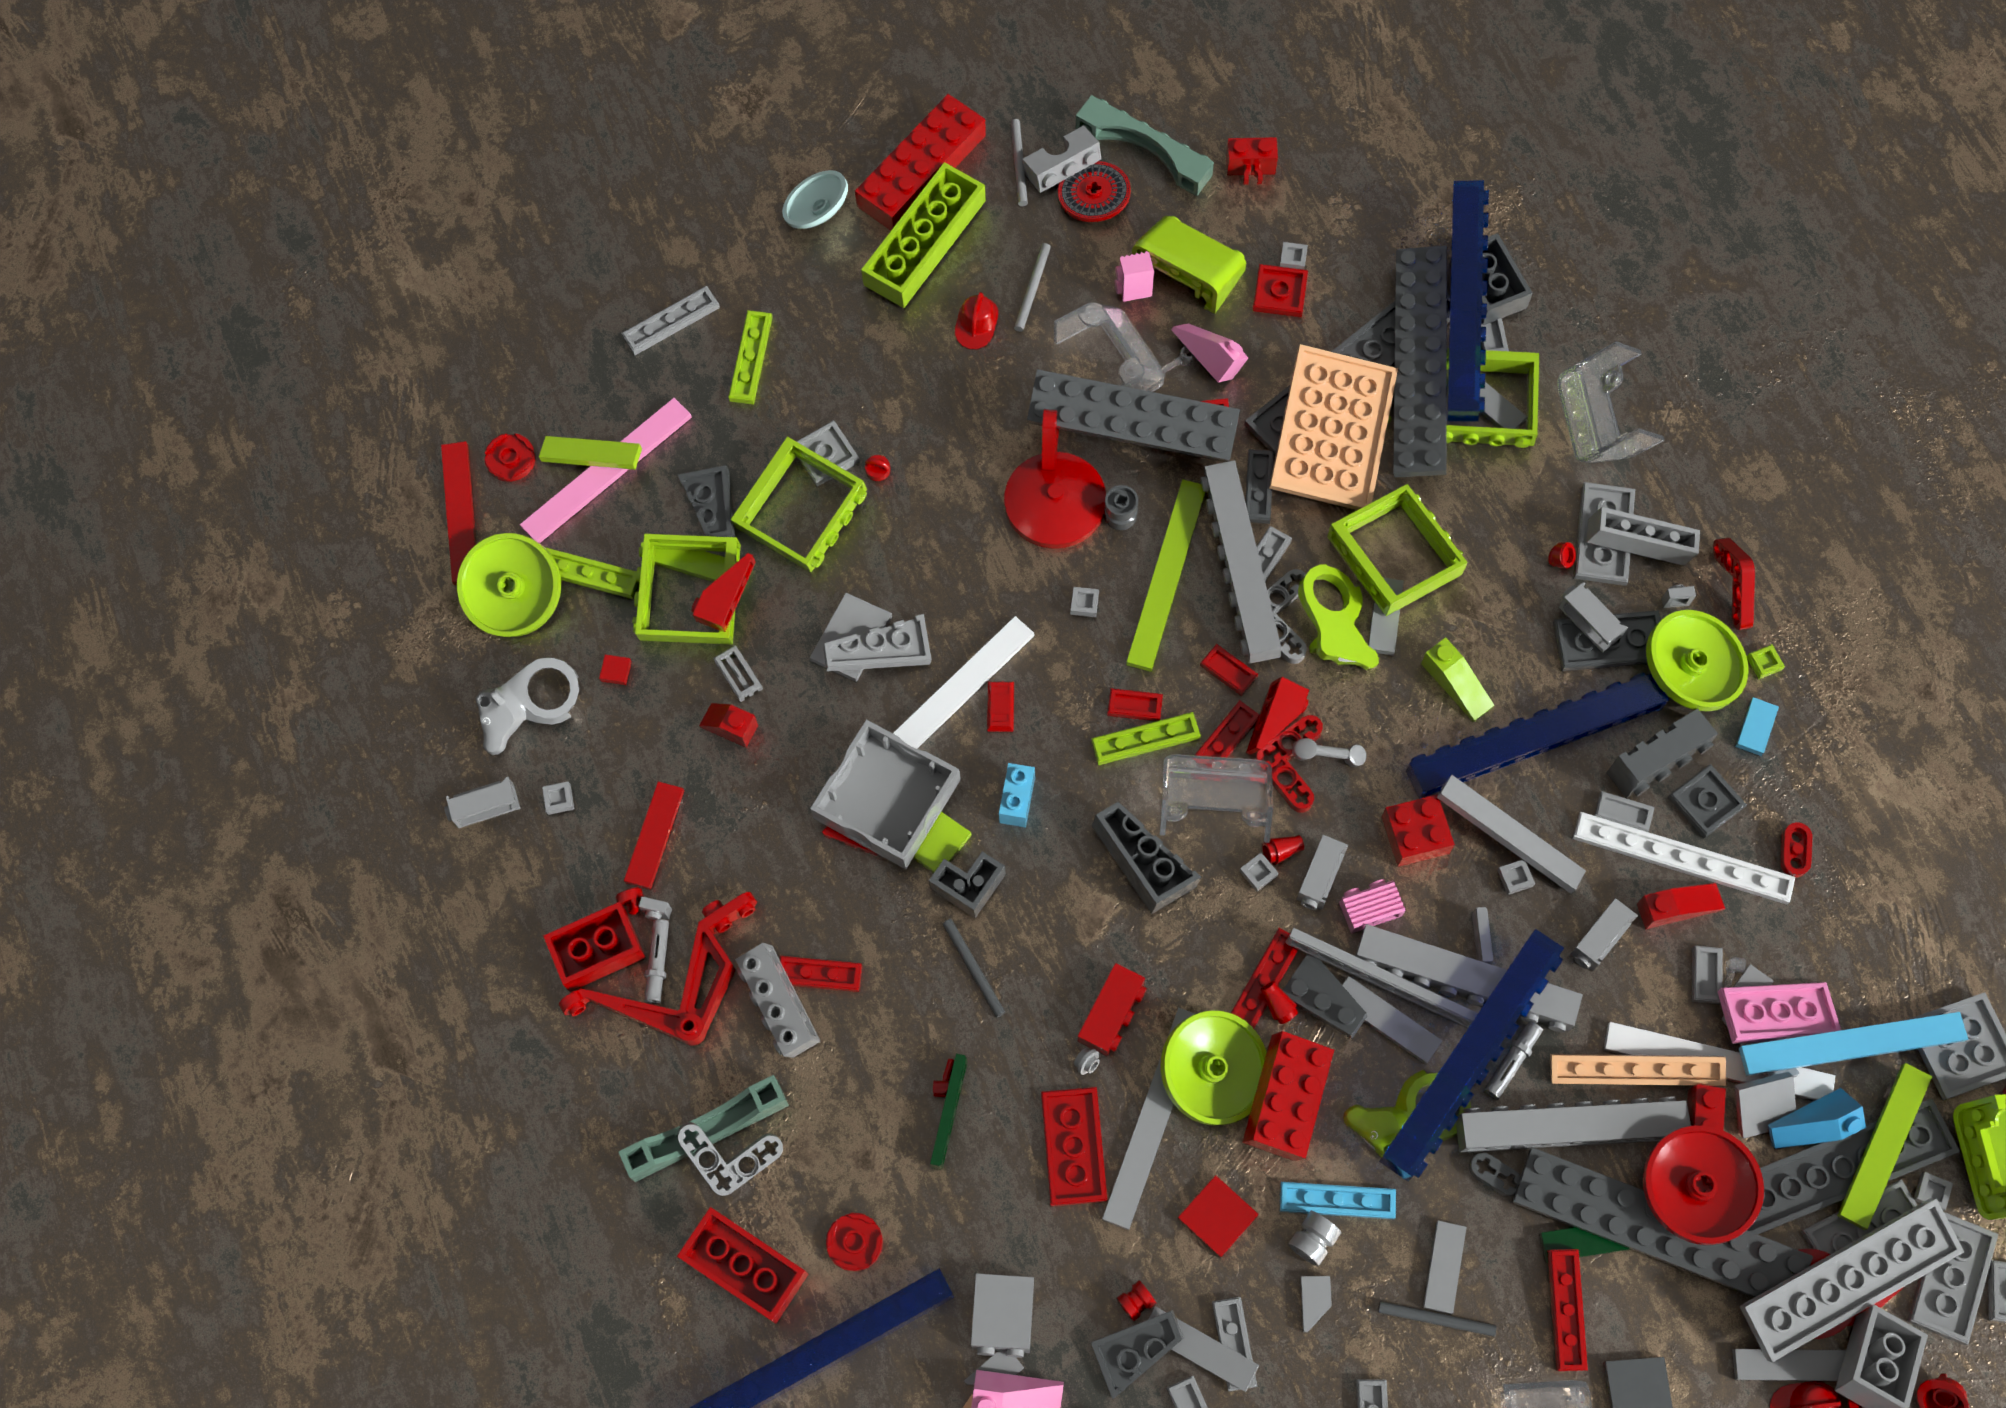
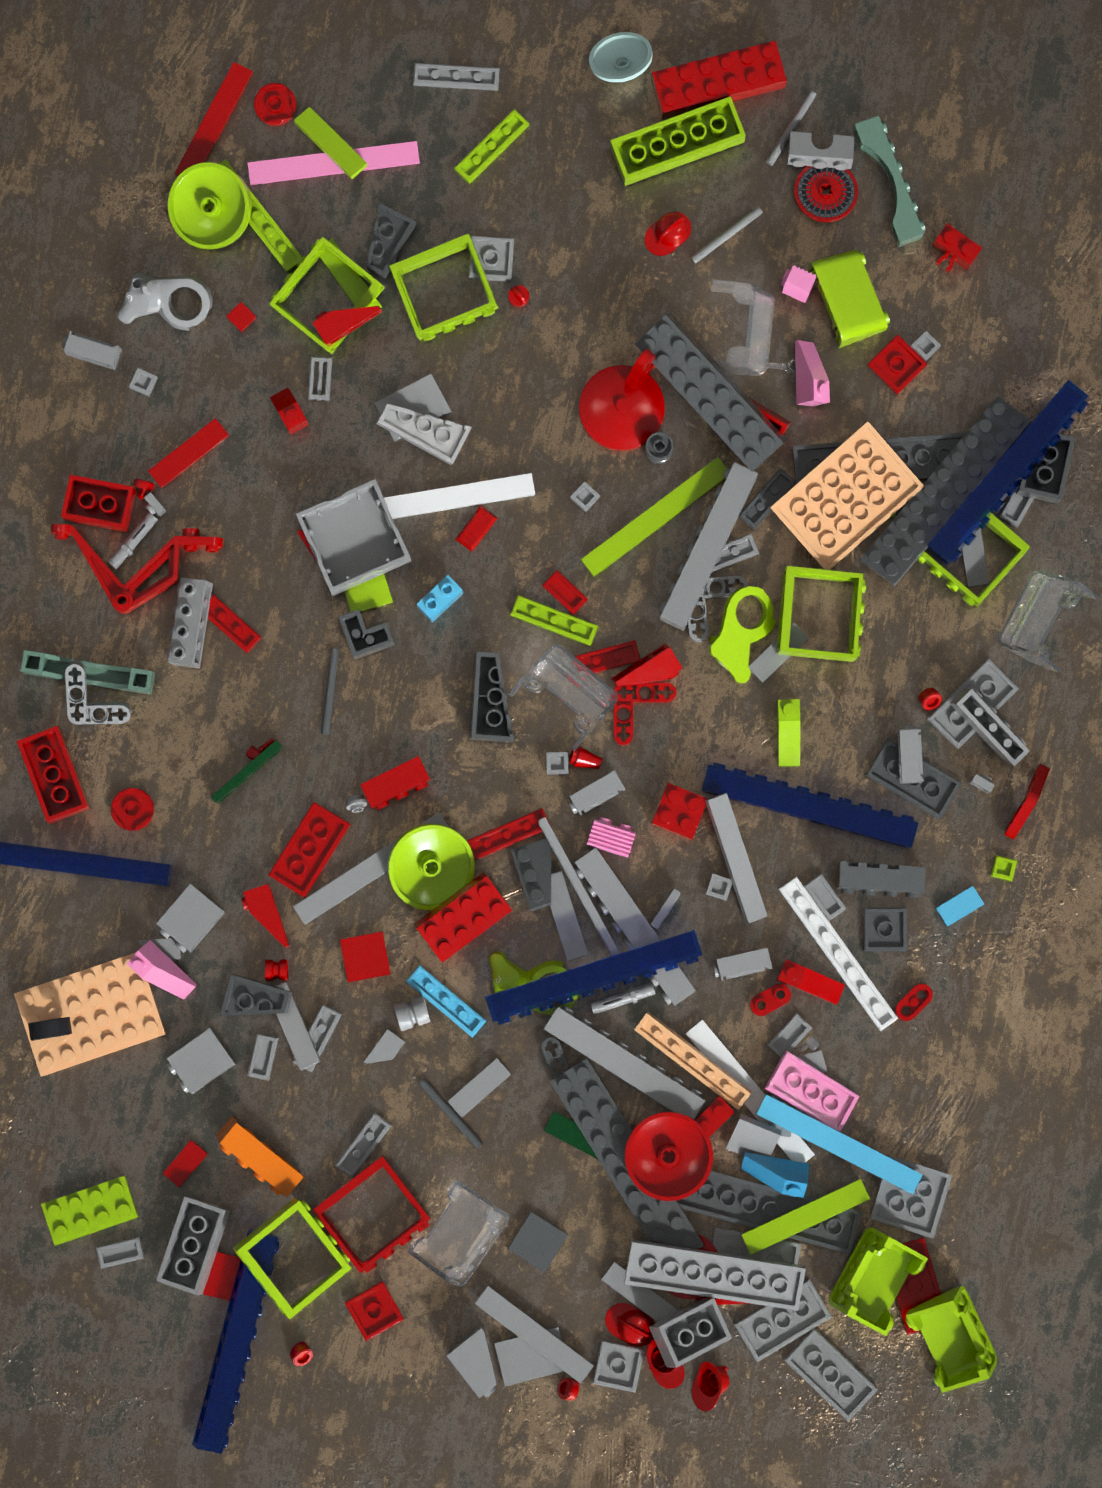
camera: 30 degrees right, 15 degrees up
(1076, 1245) = (264, 908): none -> red slope
(1229, 669) = (645, 613): red tile -> none
(1279, 1003) = (503, 856): red cone -> none
(1307, 748) = (649, 706): light grey bar -> none
(1567, 1310) = (532, 1166): red tile -> none
(1659, 951) = (770, 999): none -> red plate
(1697, 660) = (954, 835): lime dish -> none
(1933, 1187) = (814, 1264): light grey plate -> none

